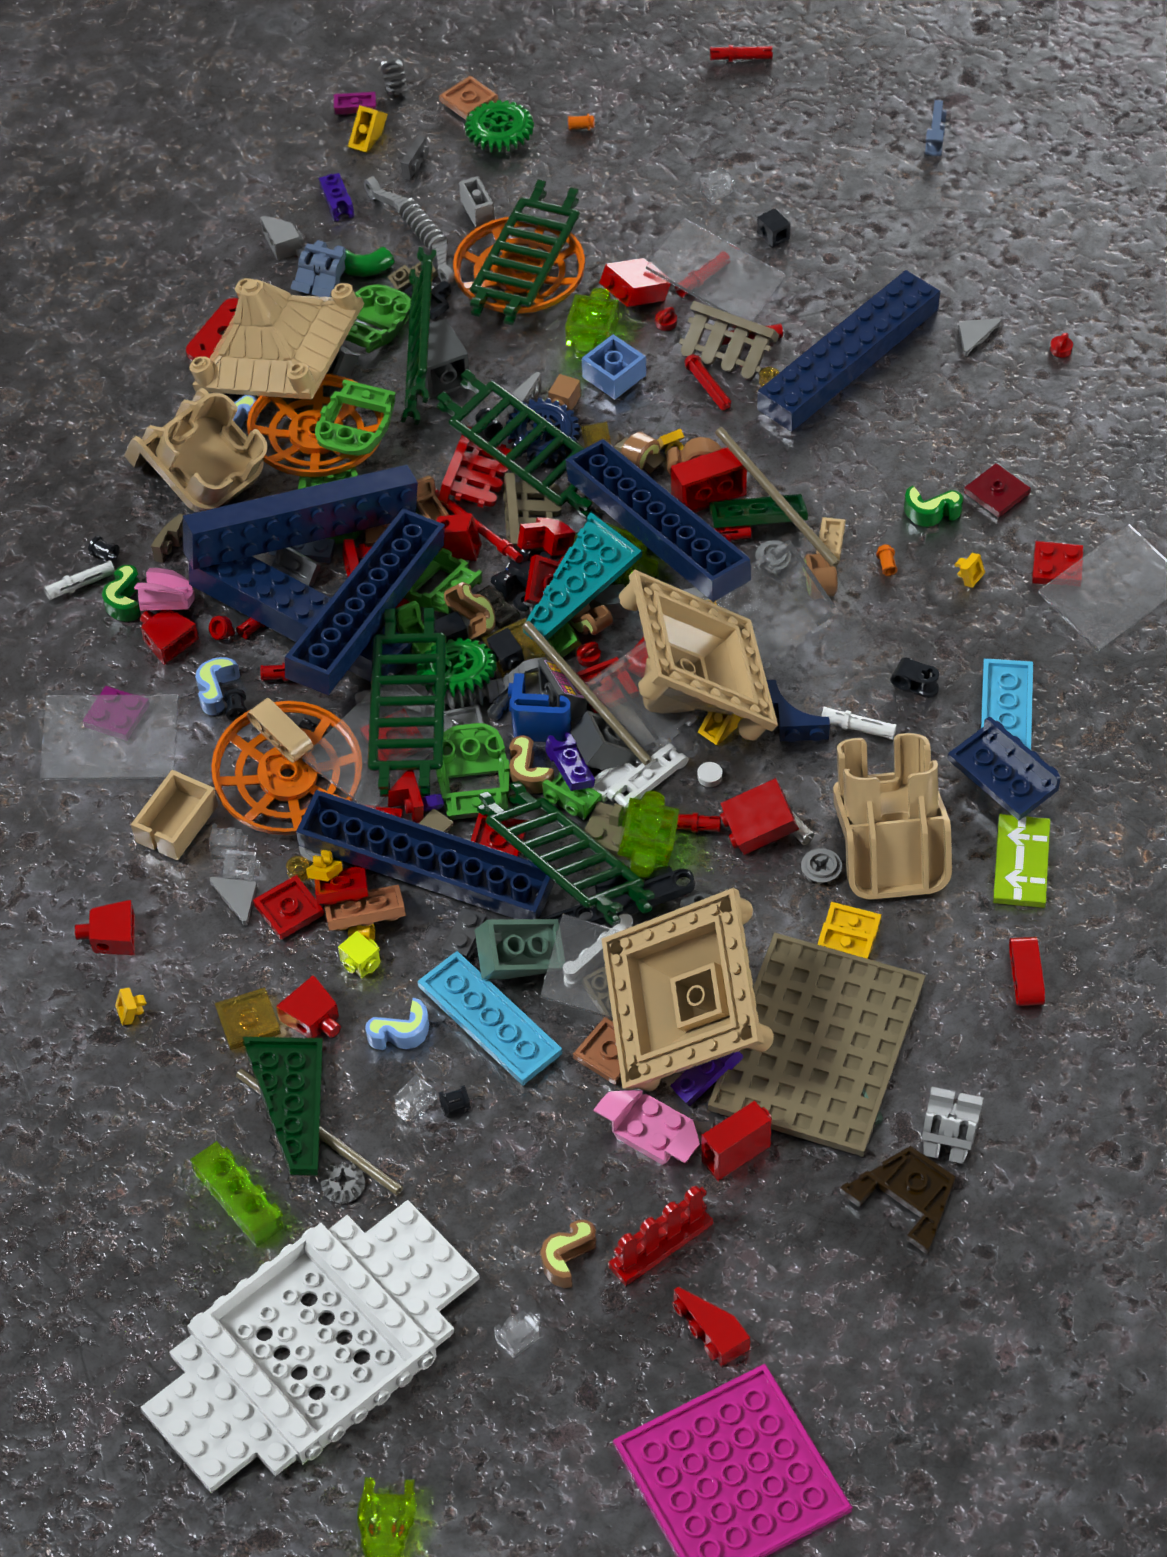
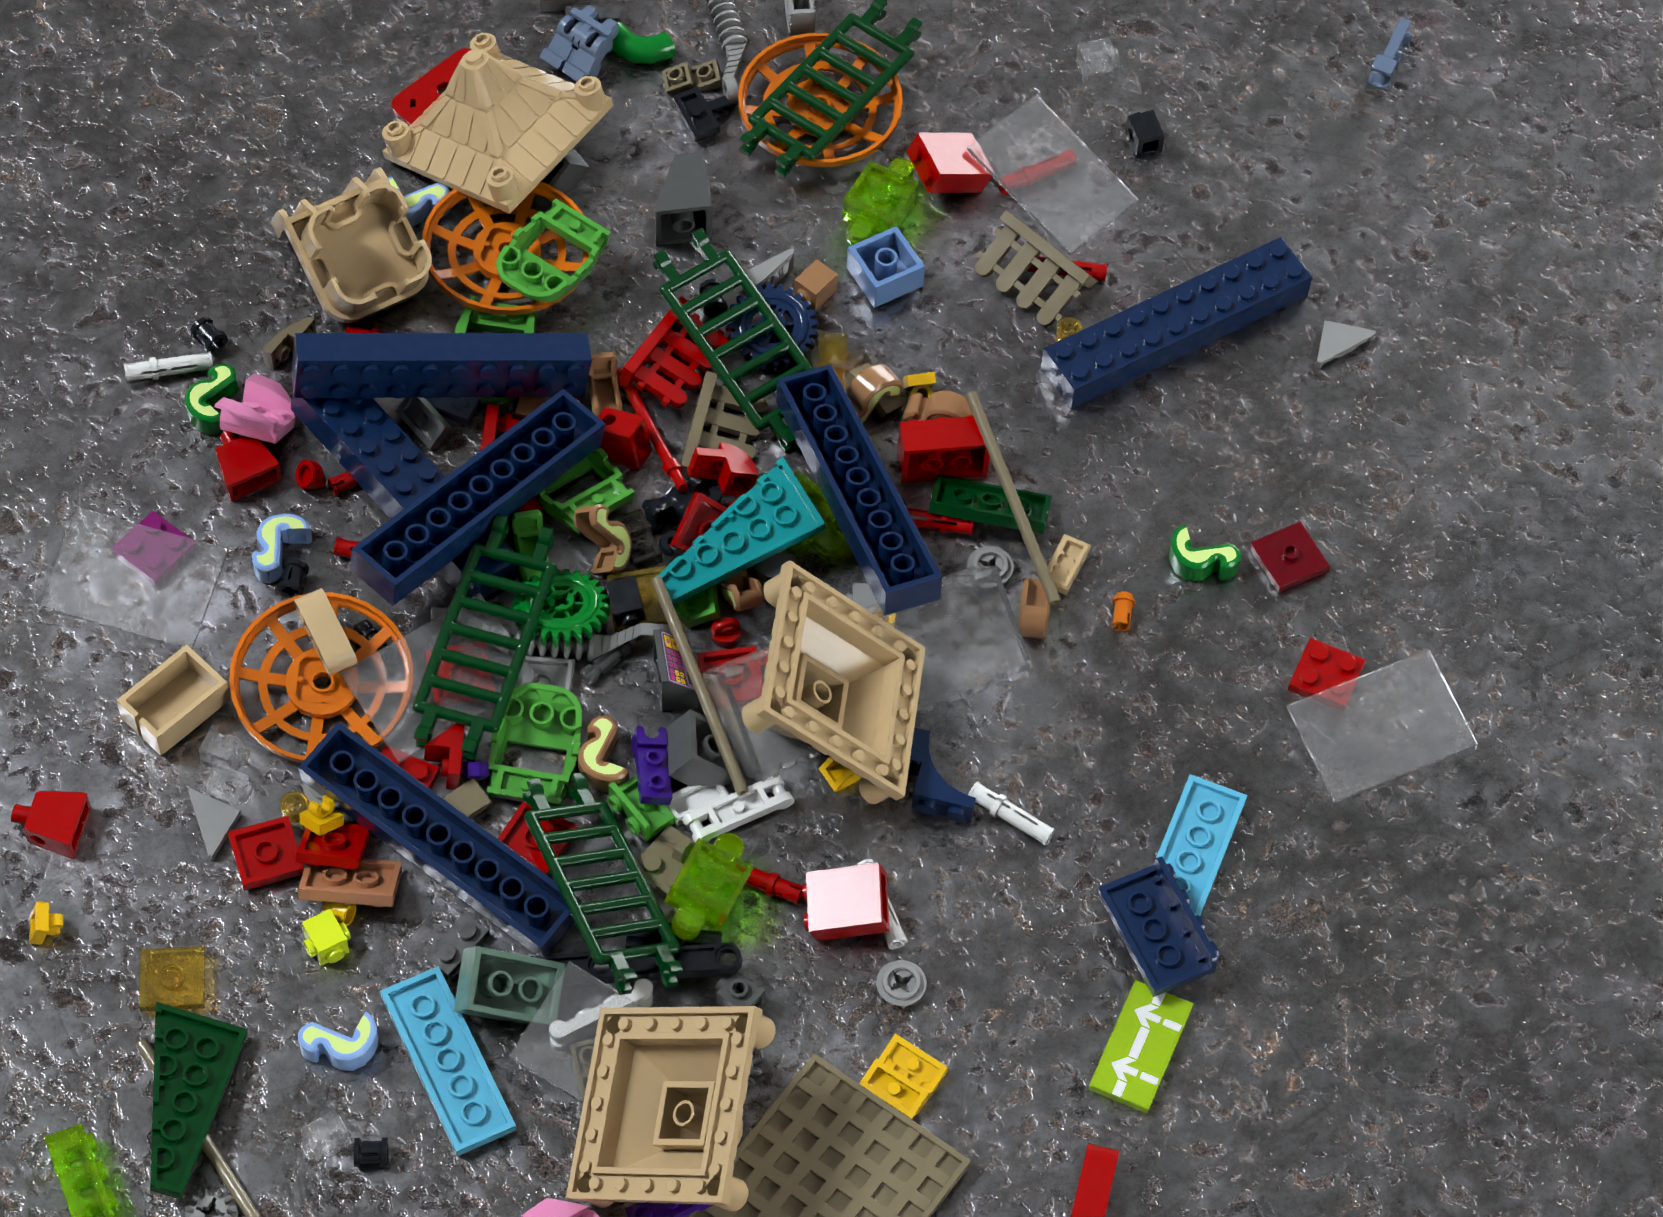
camera: 10 degrees right, 5 degrees up
(310, 1010) = (245, 990): red torso -> none
(382, 308) = (639, 109): bright green slope -> none
(418, 336) = (663, 165): dark green bar -> none
(452, 627) = (572, 554): black brick -> none
(533, 713) = (628, 694): blue piece -> none
(600, 1052) = (557, 1140): nougat plate -> none
(666, 319) = (973, 219): red tile -> none
(694, 364) = (984, 288): red axle -> none
(709, 774) = (812, 827): white tile -> none
(893, 821) = (997, 955): tan piece -> none
(914, 676) = (1100, 774): black piece -> none
(970, 569) = (1217, 653): yellow tile -> none
(1061, 345) = (1438, 387): red tile -> none

